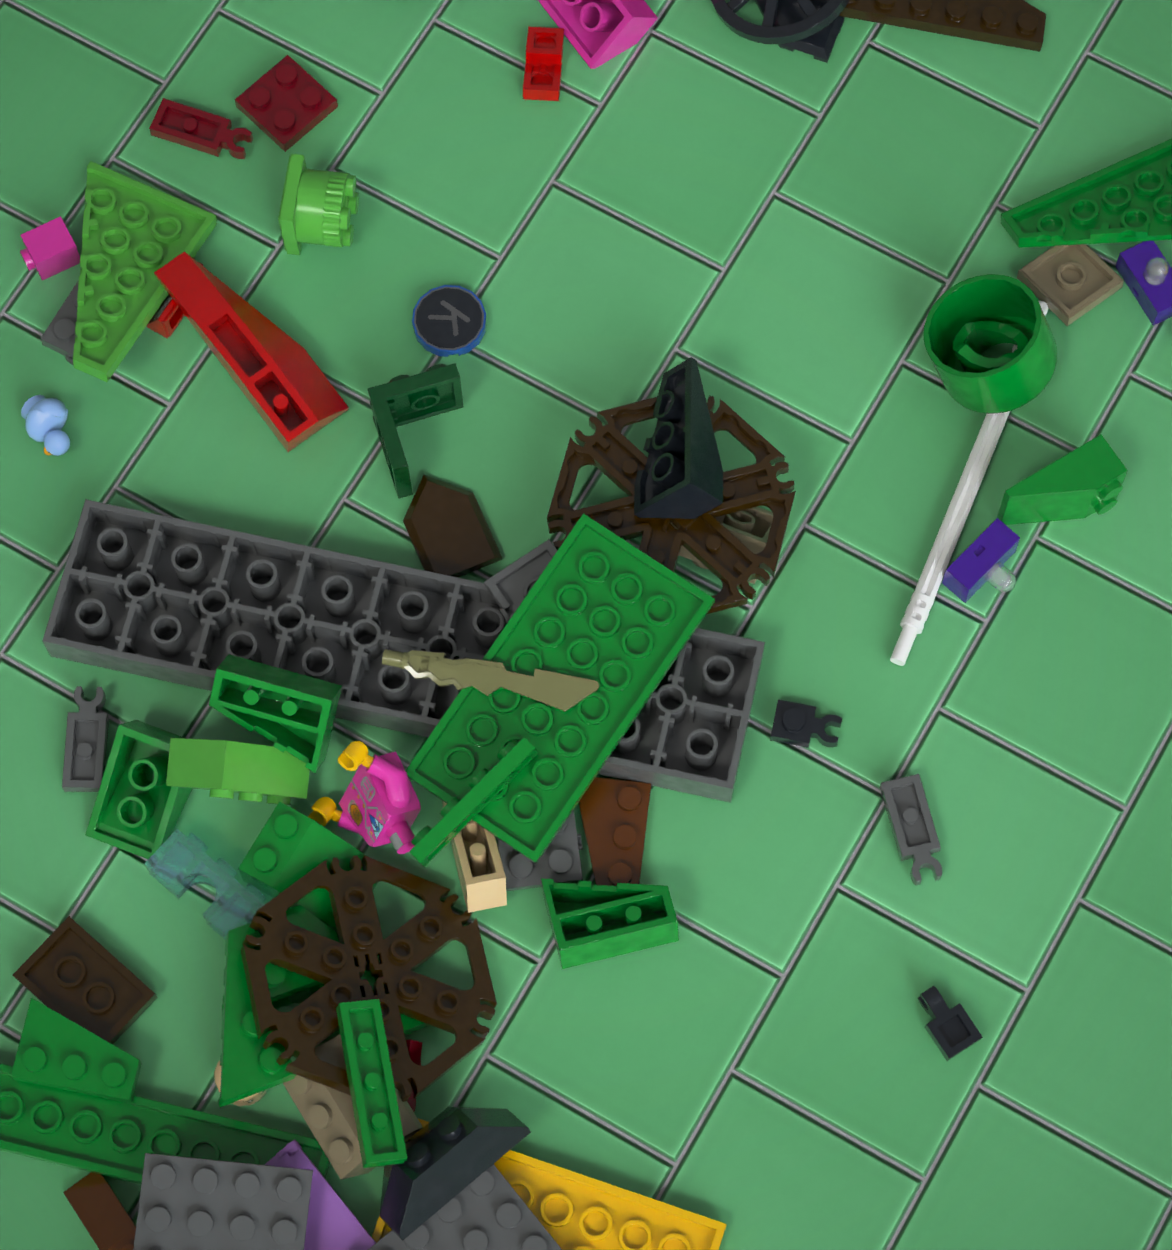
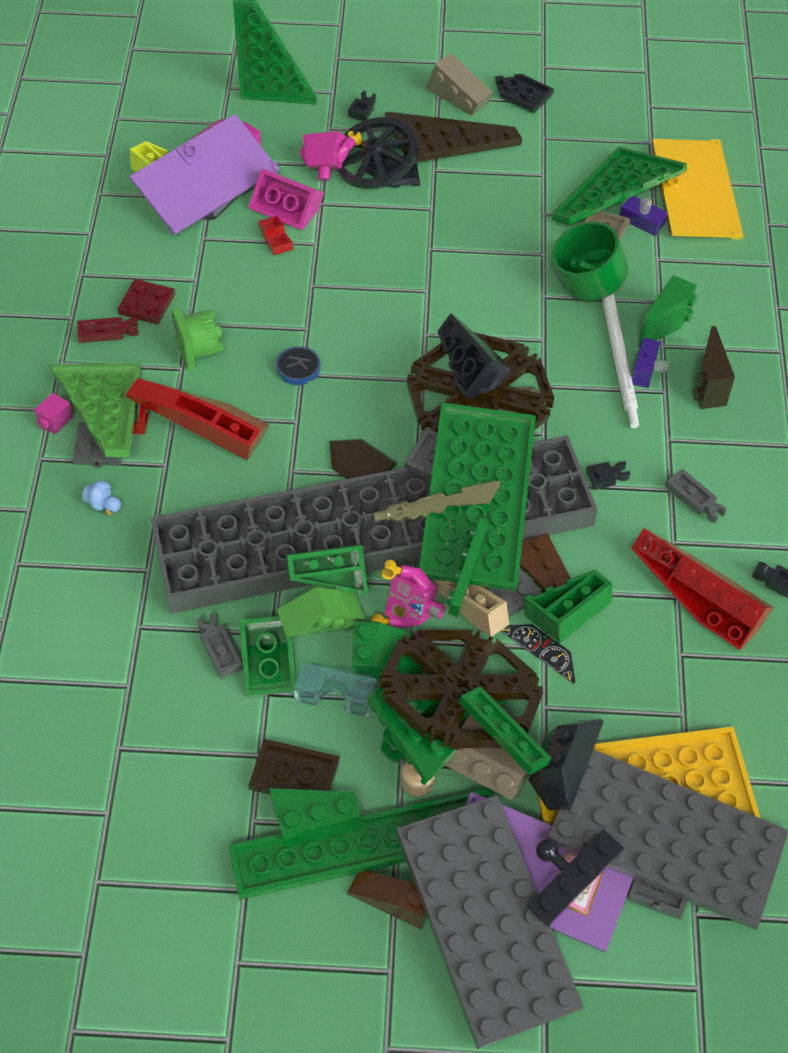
camera: 30 degrees left, 15 degrees down
(407, 401) = (301, 410): dark green bracket -> none
(539, 963) = (543, 648): none -> black sticker
(823, 991) = (703, 591): none -> red wedge
(1059, 644) = (715, 375): none -> dark brown slope

